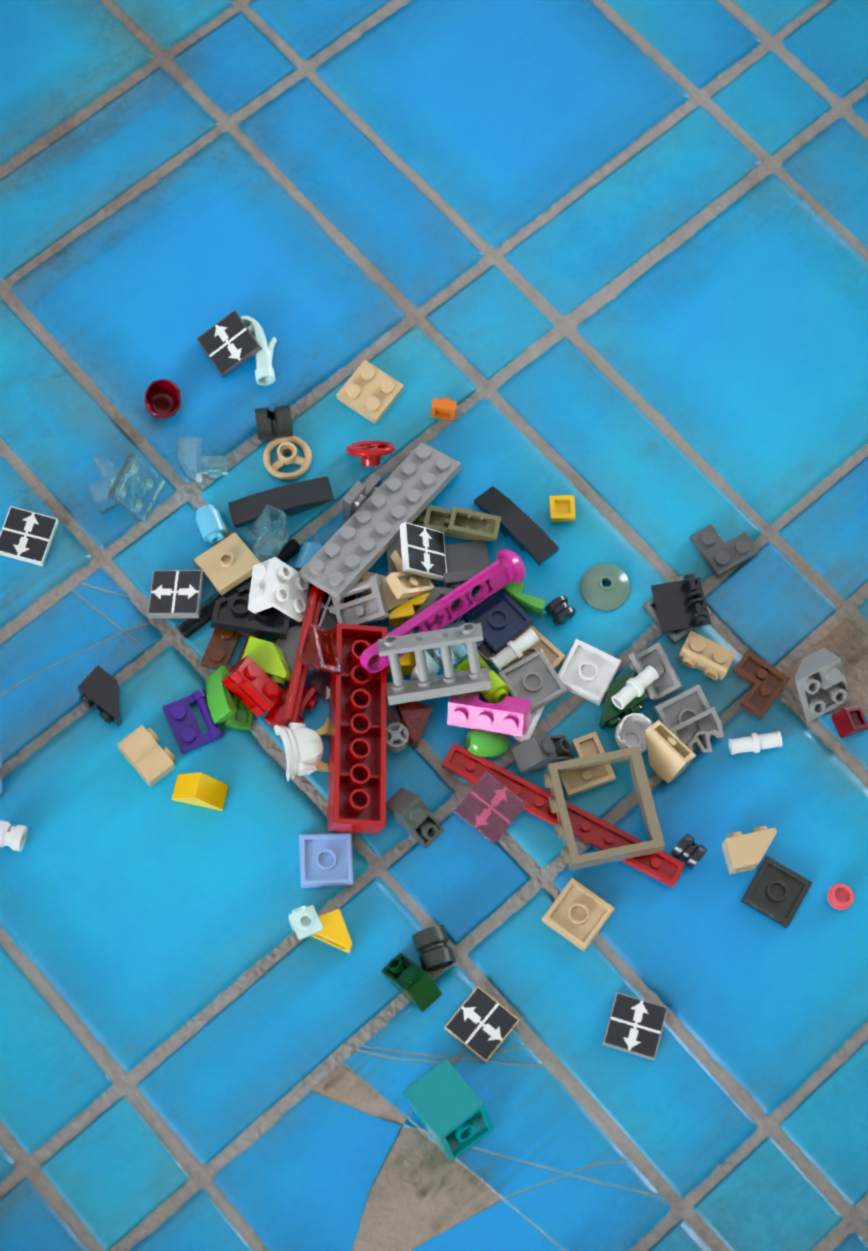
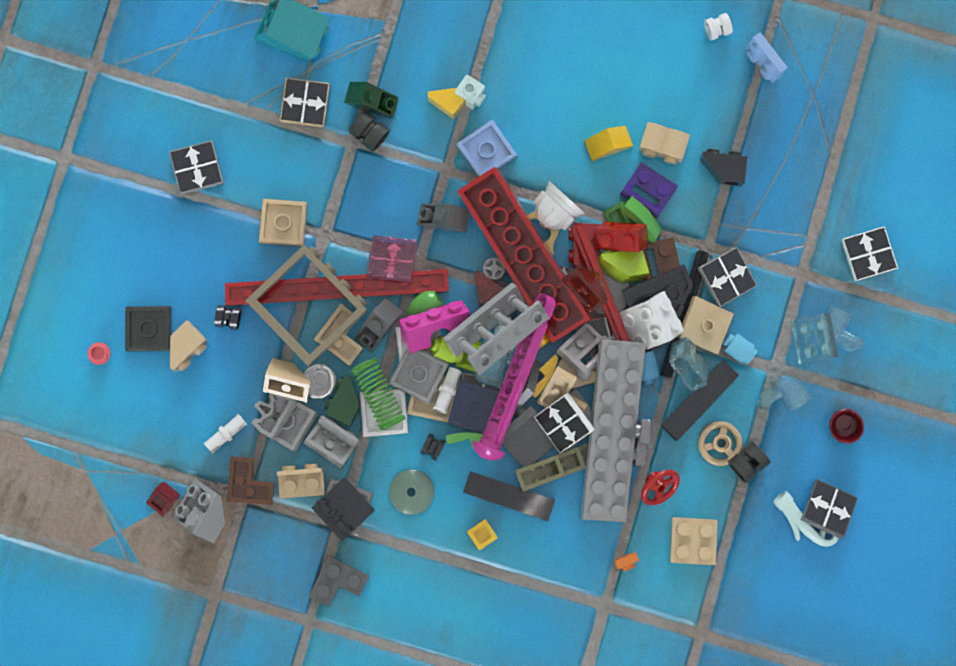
camera: 150 degrees right, 15 degrees up
(583, 713) = (363, 366): none -> bright green piece
(635, 687) = (337, 412): white pin -> none

